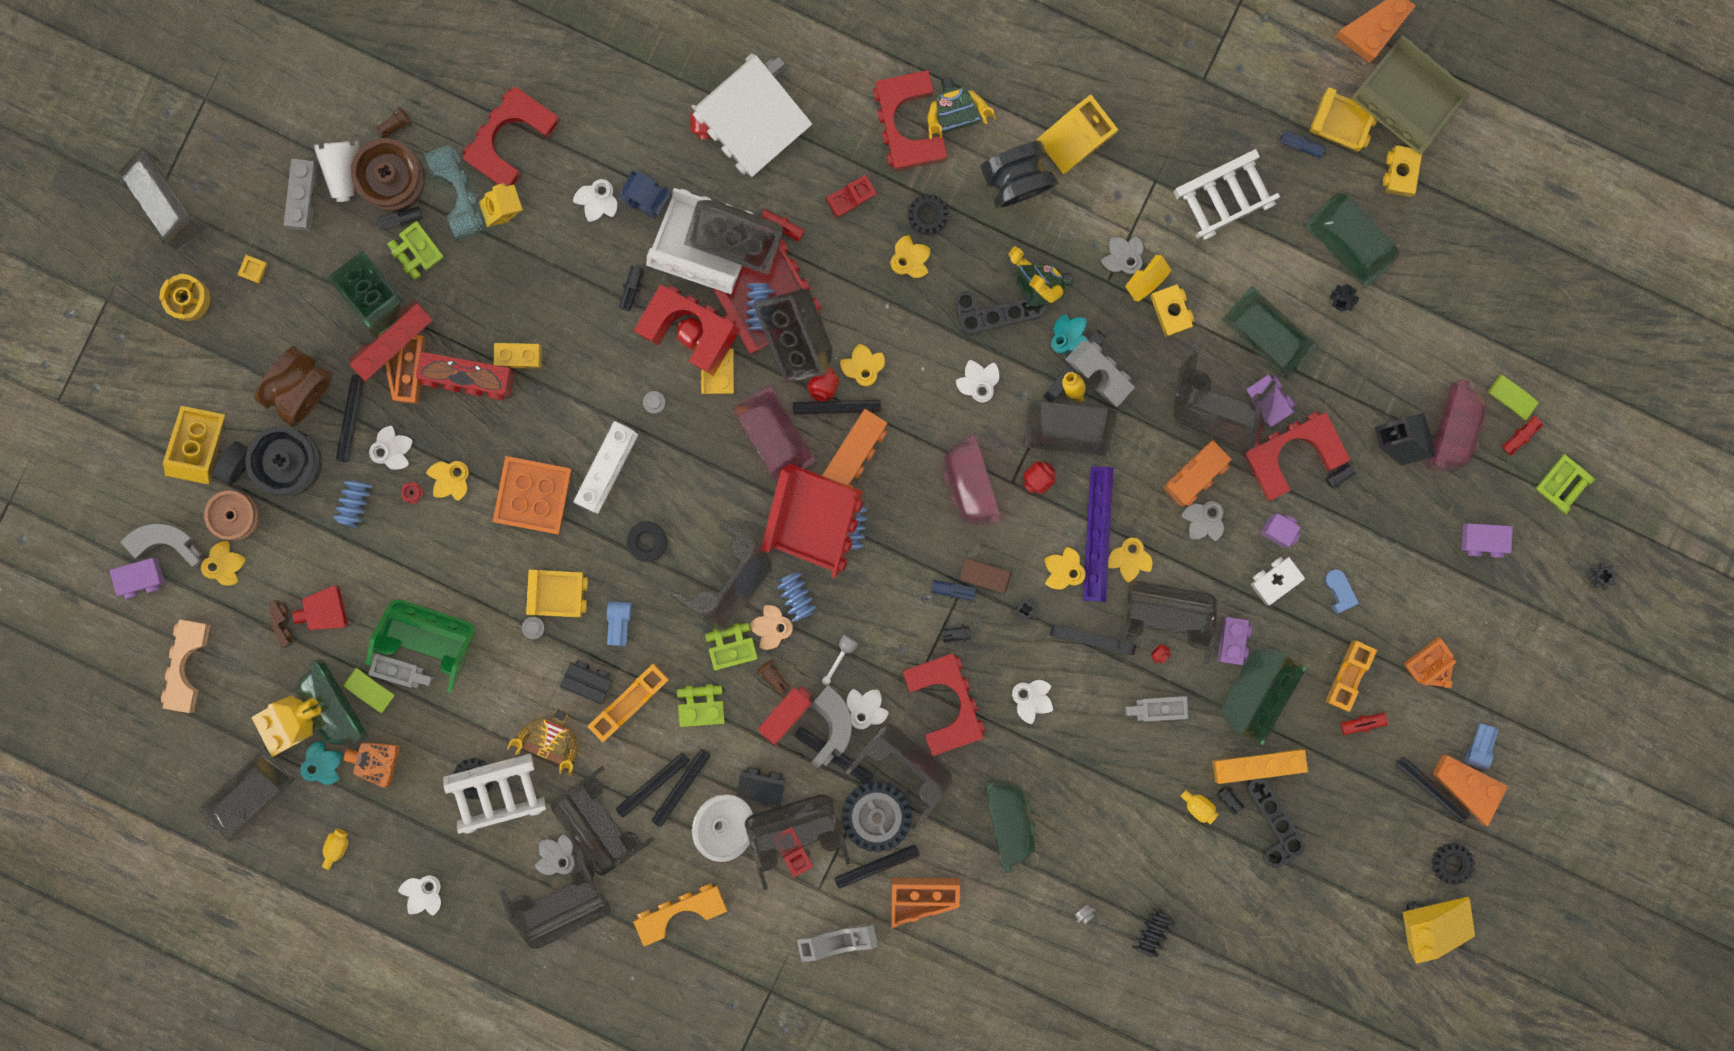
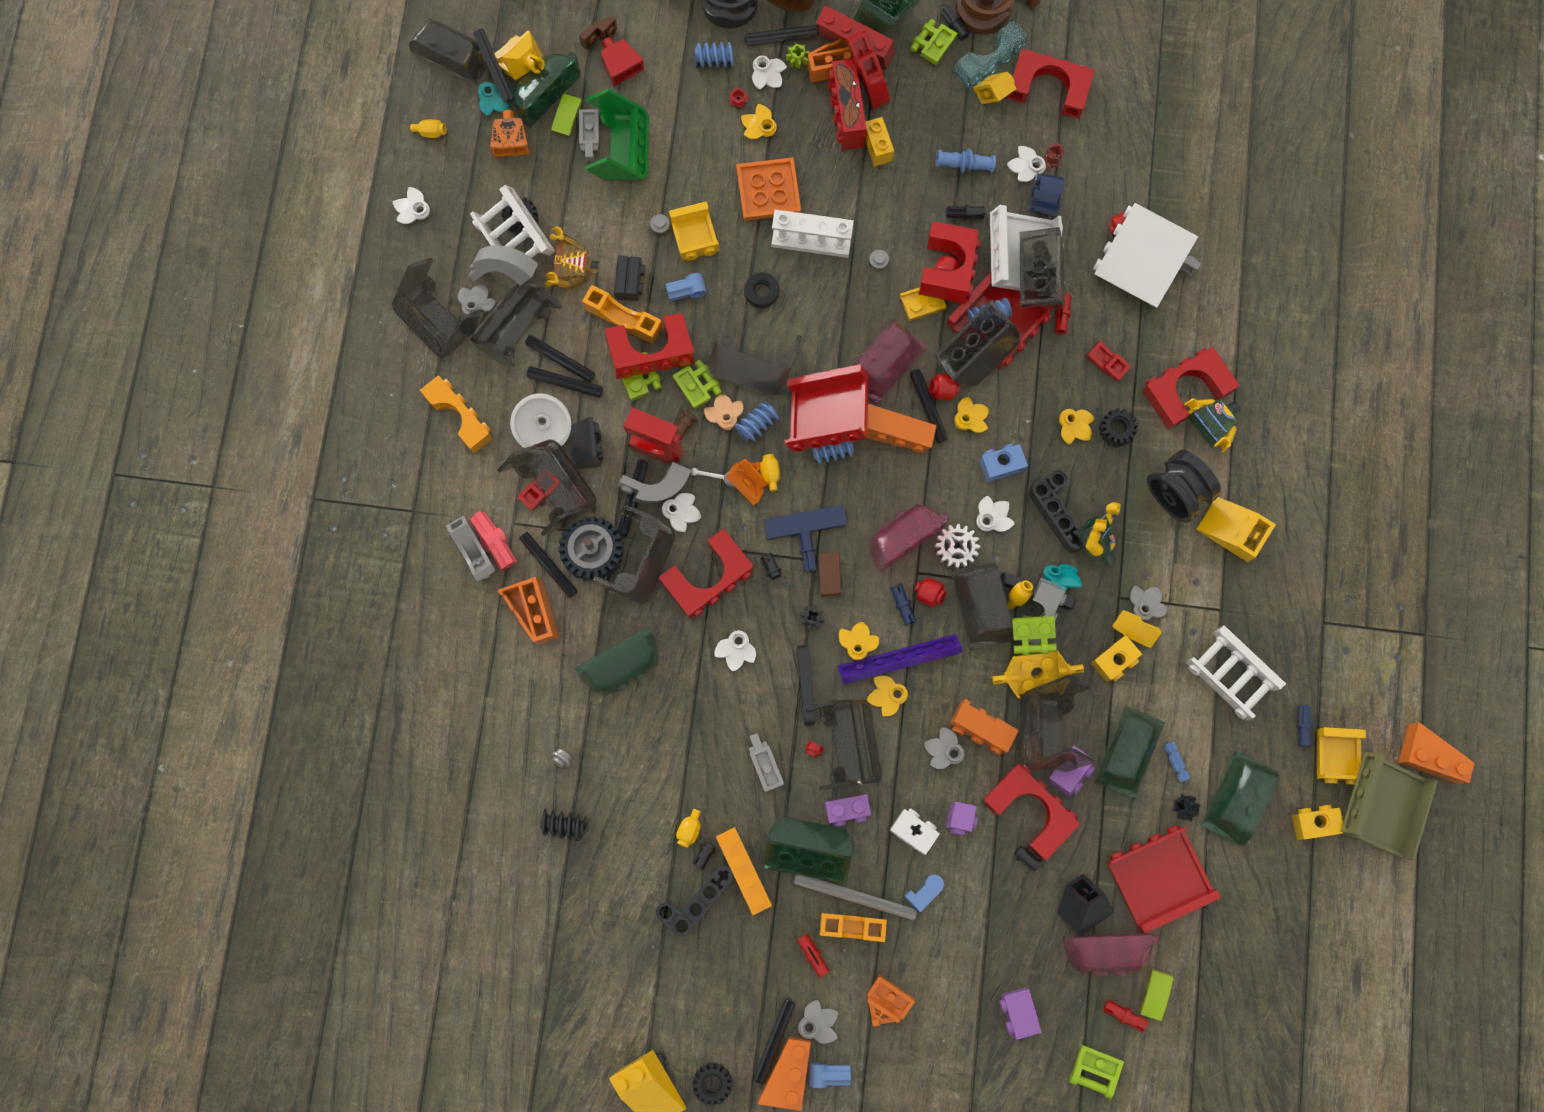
camera: 70 degrees right, 10 degrees down
(286, 754) = (493, 65): none -> black axle
(380, 403) = (797, 55): none -> lime gear
(436, 340) = (869, 69): none -> red slope
(529, 812) = (504, 260): none -> light grey arch
(572, 267) = (965, 160): none -> medium blue piece
(596, 173) = (1057, 150): none -> clear red bush
(687, 713) = (630, 362): none -> red arch
(832, 916) = (493, 540): none -> coral piece
(854, 600) = (770, 471): none -> yellow plant
(857, 627) = (748, 480): none -> orange slope
(920, 582) = (805, 521): none -> dark blue tile
(926, 337) = (994, 470): none -> medium blue brick
(995, 421) = (963, 551): none -> white gear
(1042, 509) = (903, 604): none -> dark blue pin
(1116, 387) = (1034, 628): none -> lime plate
(1159, 416) = (1019, 671): none -> yellow plate
(1295, 288) = (1177, 761): none -> medium blue axle
(1321, 660) = (856, 897): none -> light grey axle
(1405, 349) = (1161, 879): none -> red panel
(1428, 737) = (822, 1022): none -> light grey plate

